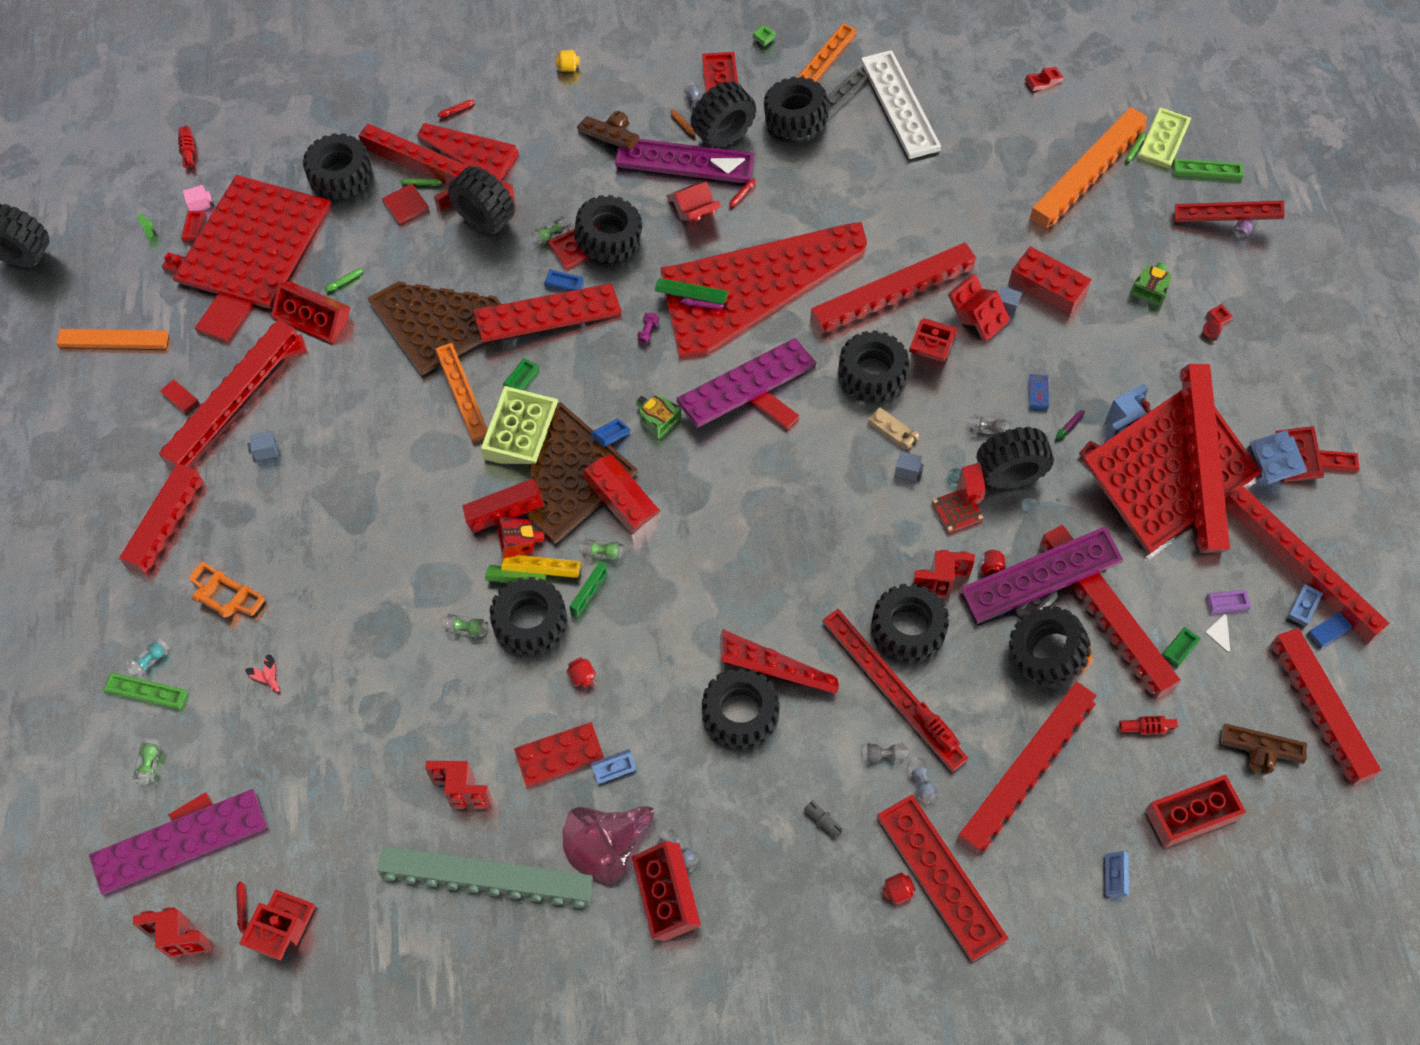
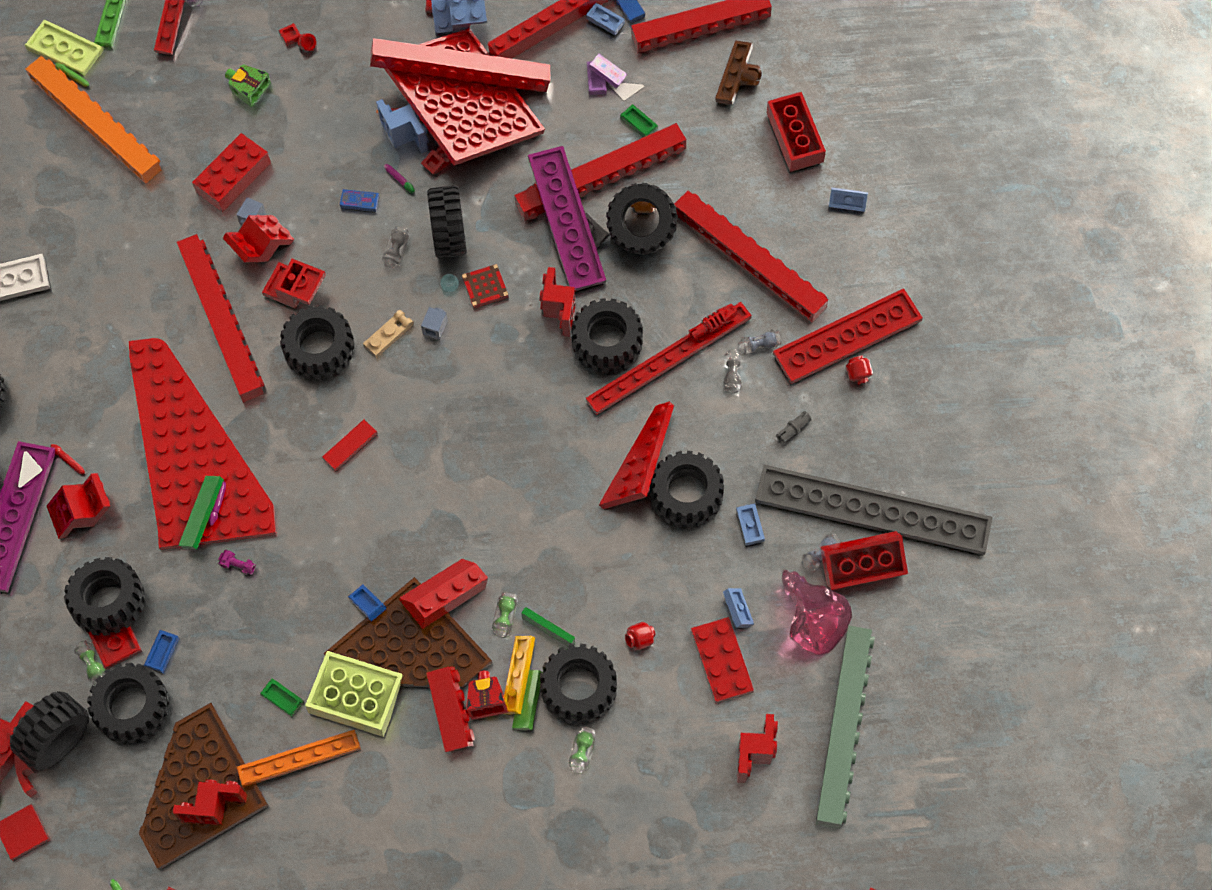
camera: 85 degrees left, 5 degrees up
(415, 322) = (210, 802): none -> red bracket
(506, 241) = (115, 682): none -> black tyre
(547, 312) = (205, 667): red plate -> none
(658, 414) = (349, 555): torso -> none
(707, 776) = (750, 524): none -> medium blue plate
(730, 911) = (874, 509): none -> dark grey plate
(745, 382) = (321, 465): magenta plate -> none
(971, 484) = (467, 265): red slope -> none
(992, 562) = (547, 258): red head -> none
(1148, 725) = (713, 157): red hinge -> none
(1236, 609) = (607, 71): none -> tile

